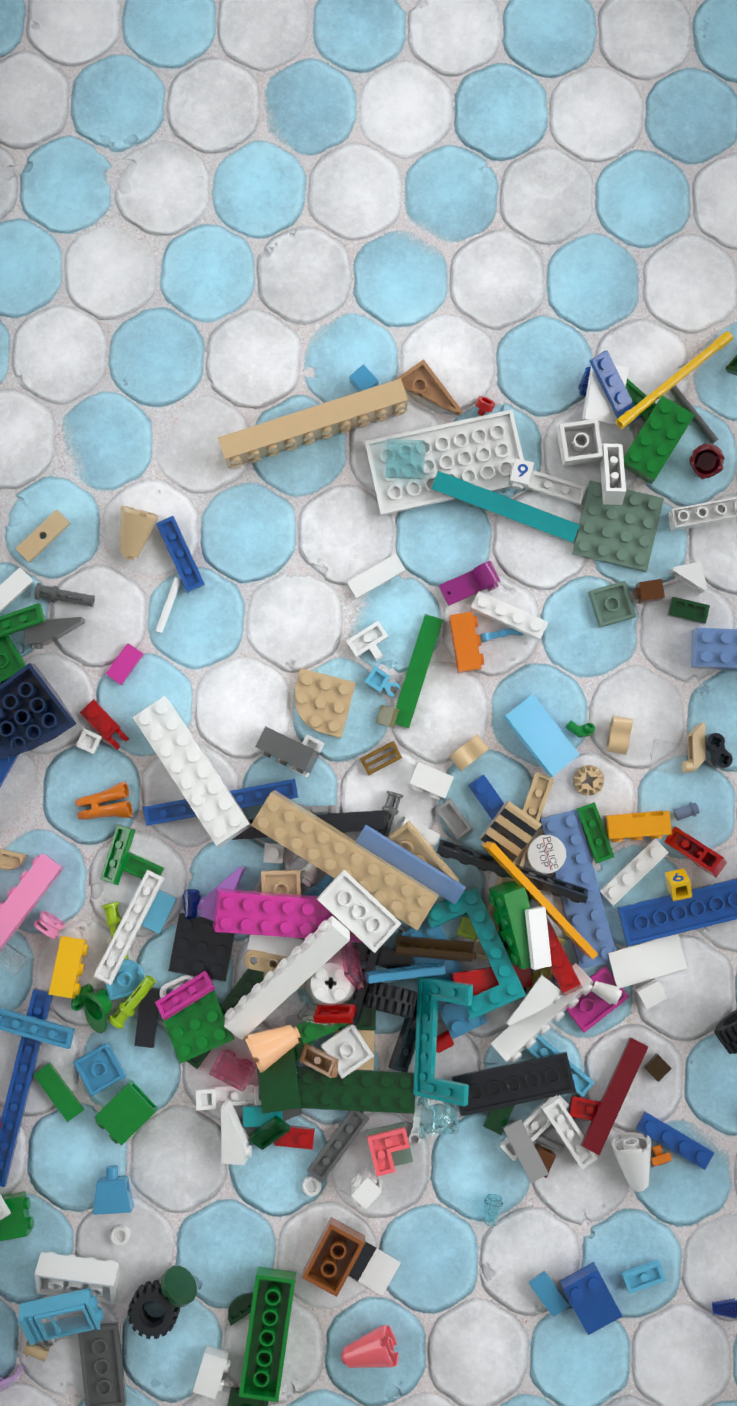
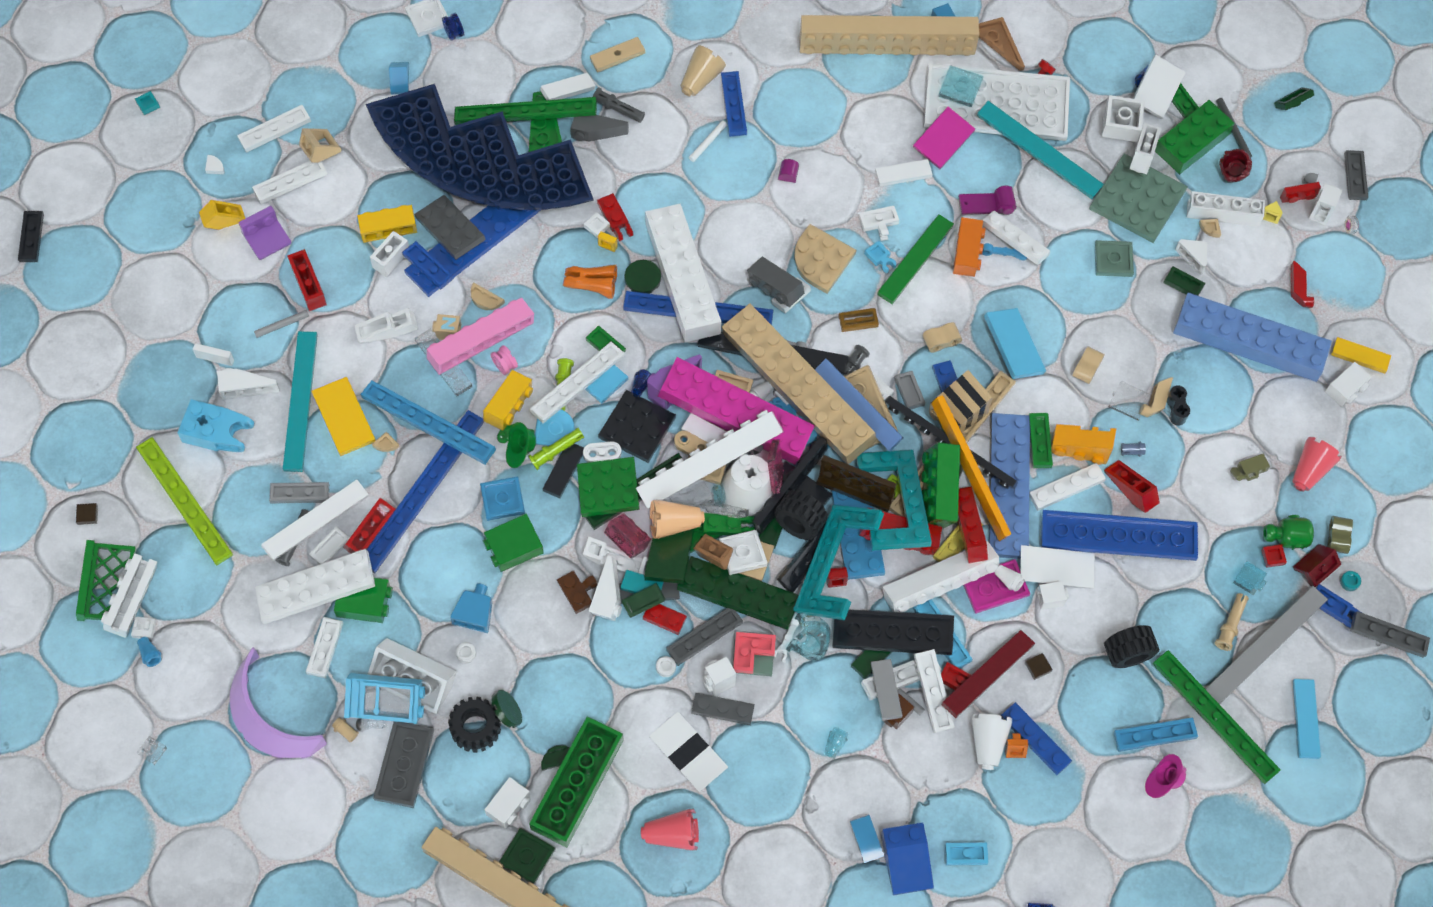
camera: 15 degrees right, 20 degrees down
(58, 1092) = (456, 508): green tile -> none
(106, 757) = (607, 241): none -> yellow tile
(117, 854) = (588, 324): green tile -> none
(124, 664) = (651, 175): dark pink tile -> none
(153, 782) = (642, 276): none -> dark green tile
(185, 995) = (608, 454): dark pink plate -> none
(202, 1139) = (576, 591): none -> reddish brown plate
(260, 613) = (788, 170): none -> magenta brick
(273, 853) = (732, 365): white plate -> none
(333, 1256) = (666, 730): dark orange brick -> none
(334, 1013) = (743, 506): red tile -> none
(359, 911) = (798, 419): white plate -> none
(379, 1210) = (723, 709): none -> dark grey plate
(387, 716) = (876, 285): olive tile -> none
(404, 972) = (821, 492): dark azure tile -> none
(405, 525) = (944, 137): none -> dark pink tile
(430, 780) = (899, 349): white brick -> none
(521, 474) = (1062, 125): white brick -> none
(538, 937) = (958, 494): white tile -> none
(538, 997) = (938, 555): white slope -> none
(546, 854) = (988, 441): white piece -> none
(556, 488) = (1091, 151): white tile -> none
(580, 731) = (1056, 353): green arm -> none
(580, 776) = (1042, 401): tan gear -> none
(612, 384) = (1167, 84): plate -> none
(631, 414) = (1221, 95): yellow piece -> none
(649, 591) = (1152, 255): reddish brown brick -> none
(678, 884) = (1107, 504): yellow brick -> none
(698, 536) = (1210, 227): none -> tan tile

